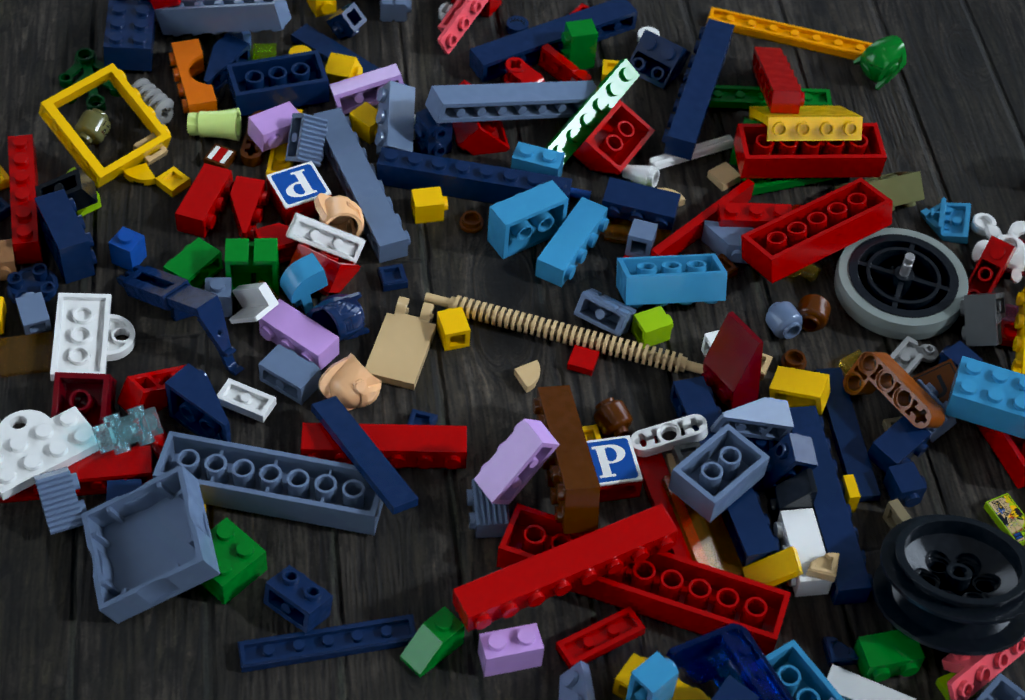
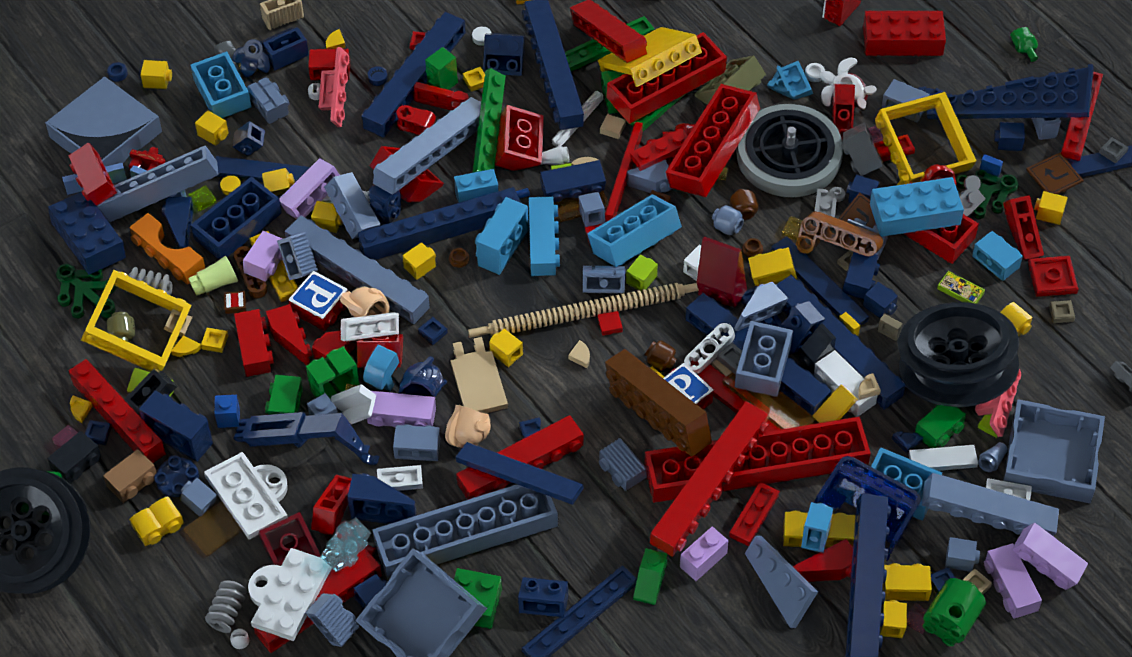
camera: 25 degrees left, 5 degrees up
(516, 461) = (630, 423): lavender brick -> none

